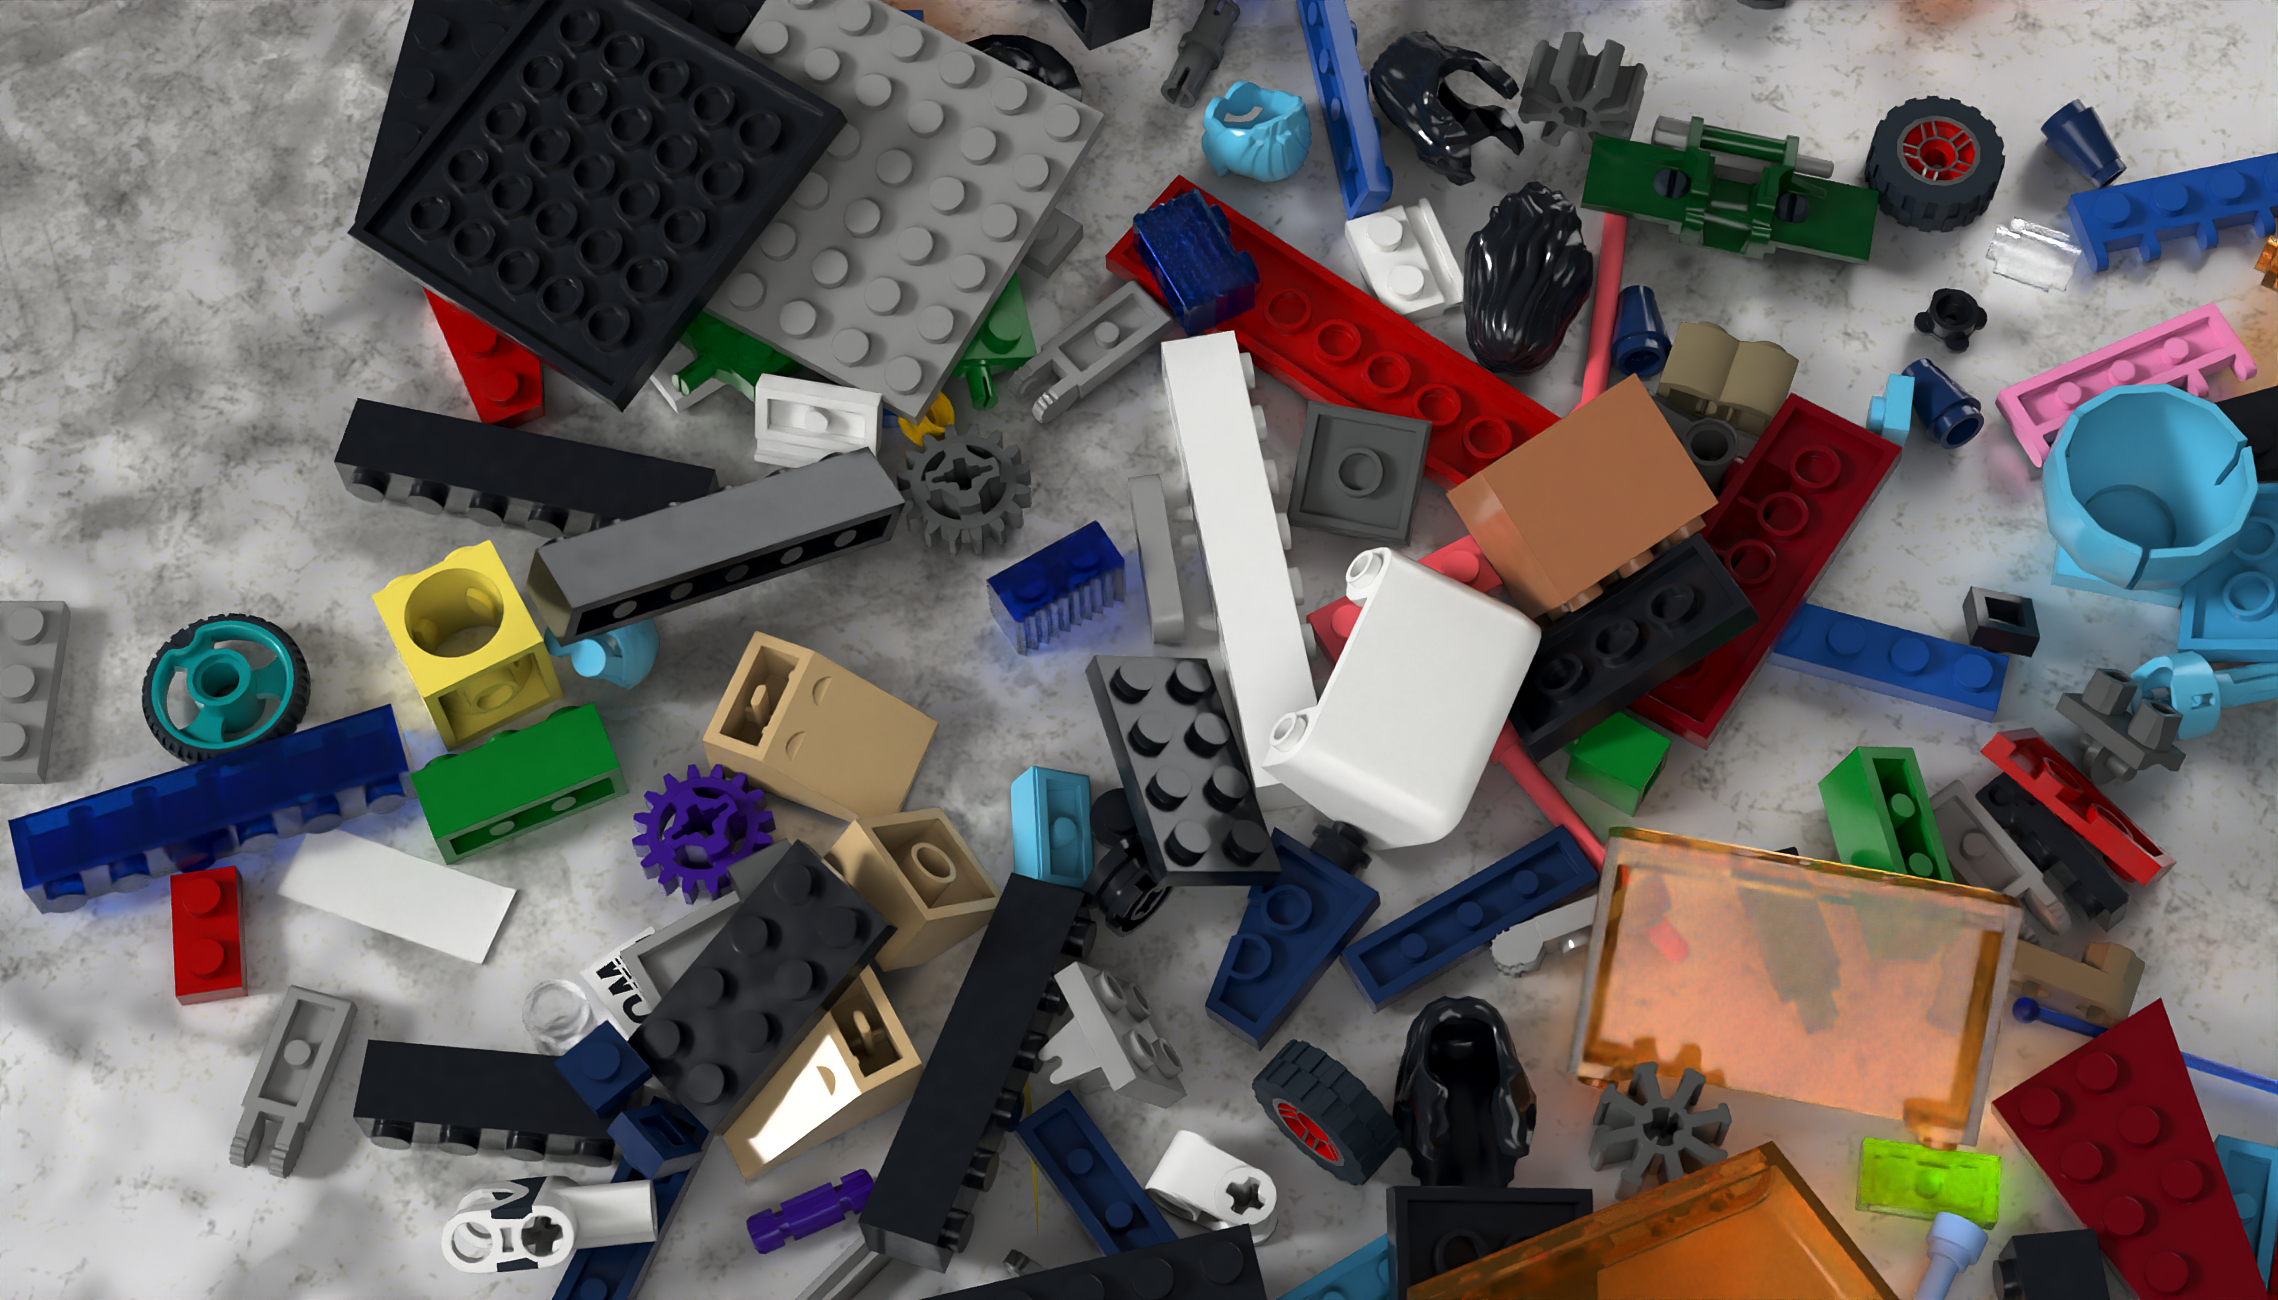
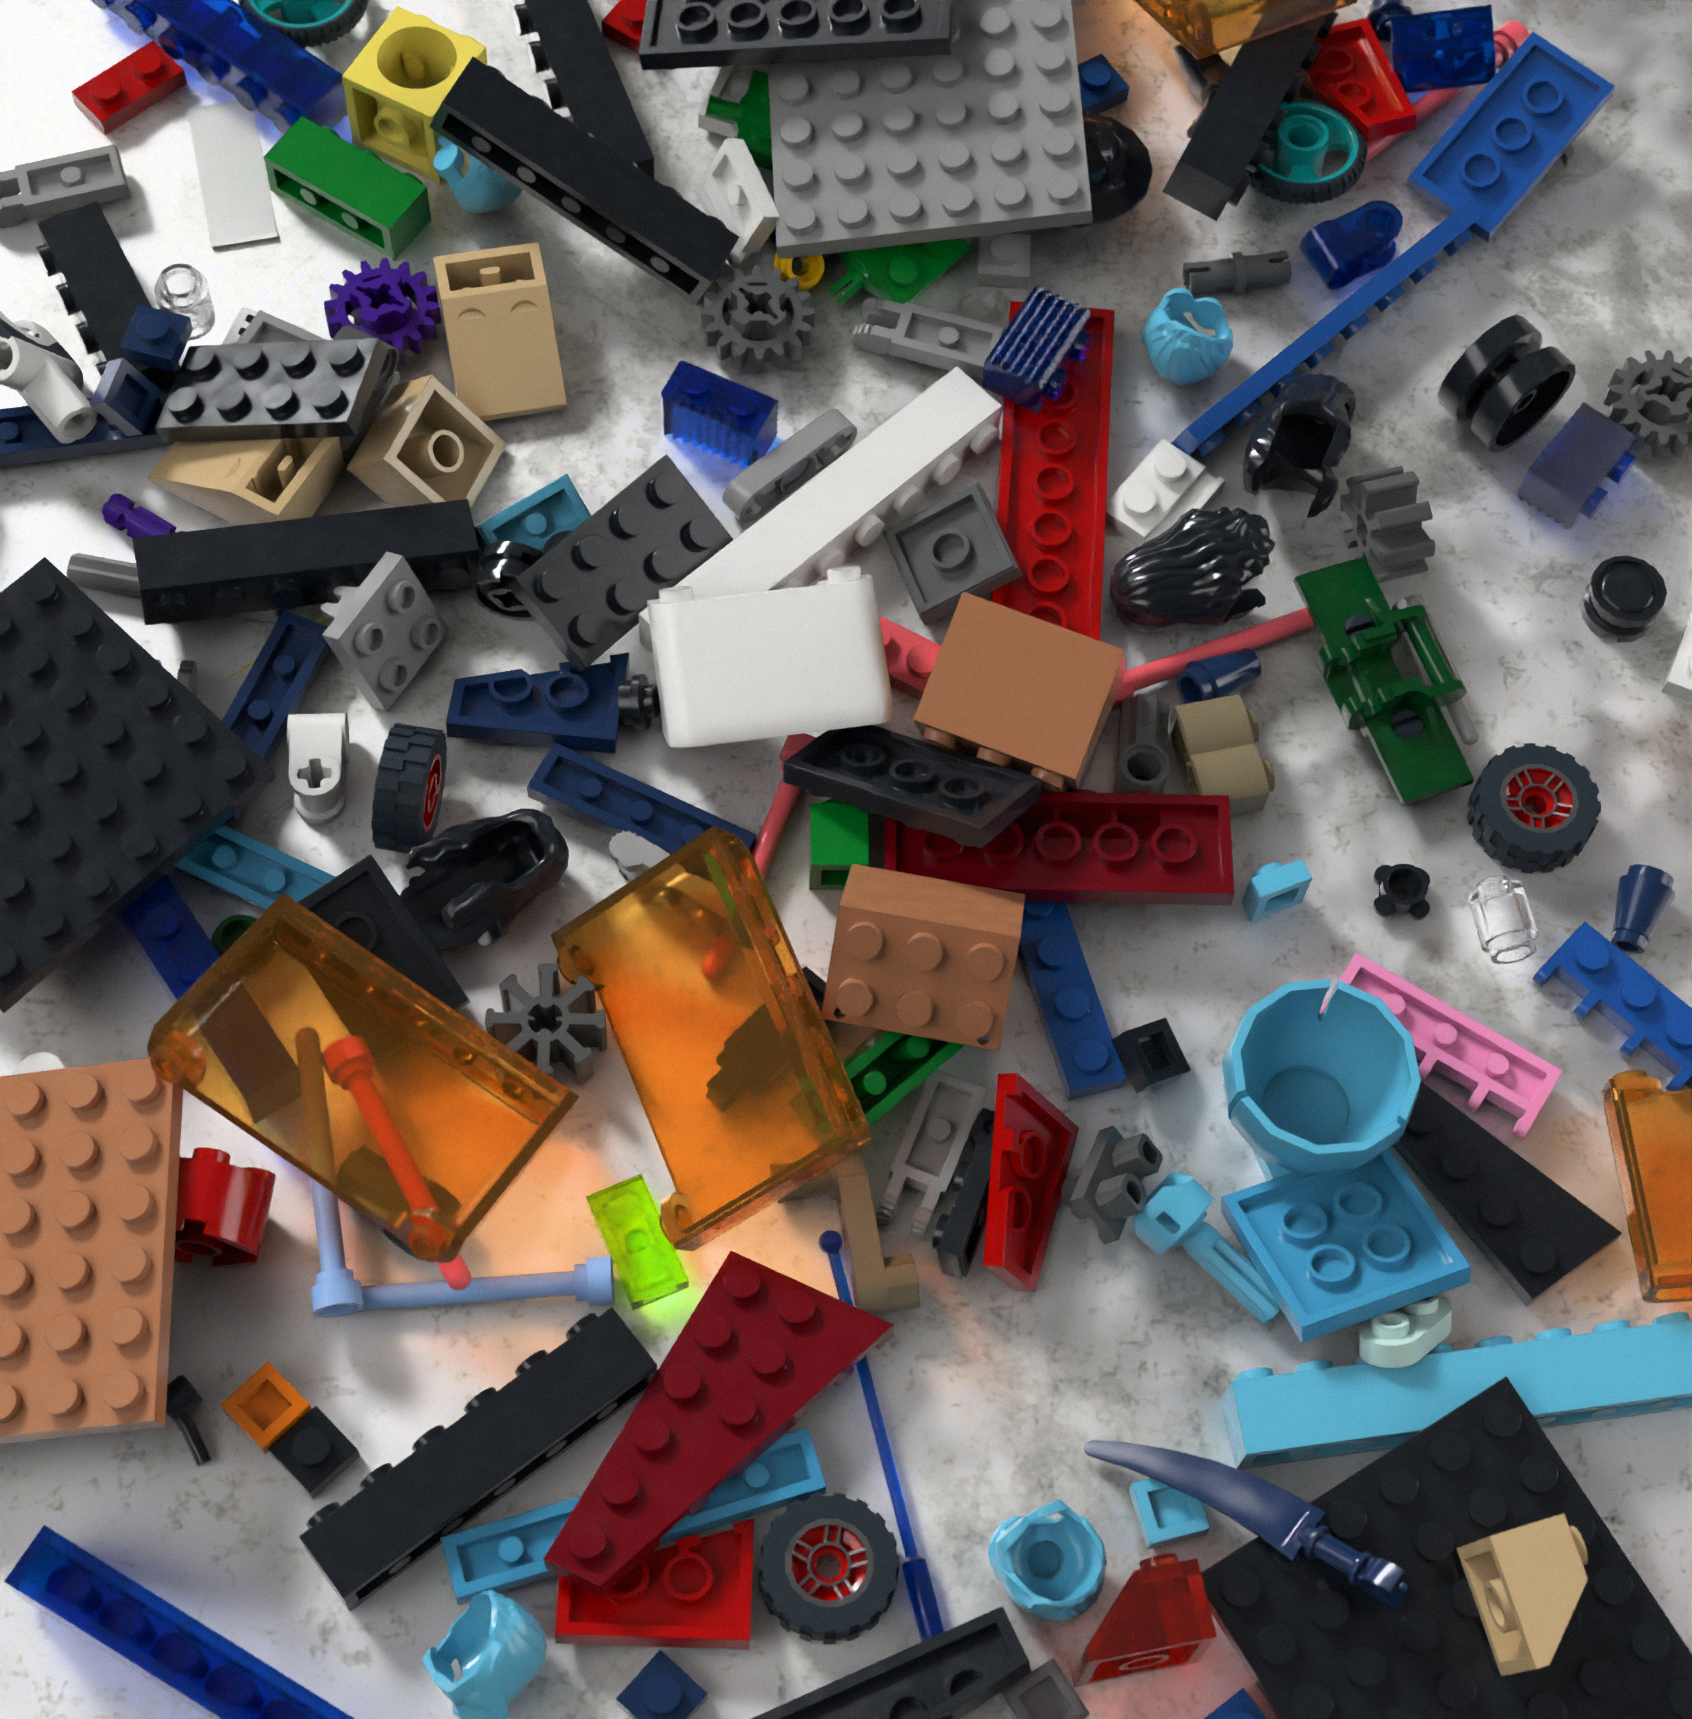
camera: 50 degrees right, 0 degrees up
(1819, 742) = (923, 956): none -> nougat container
(1943, 406) = (1315, 921): dark blue cone -> none

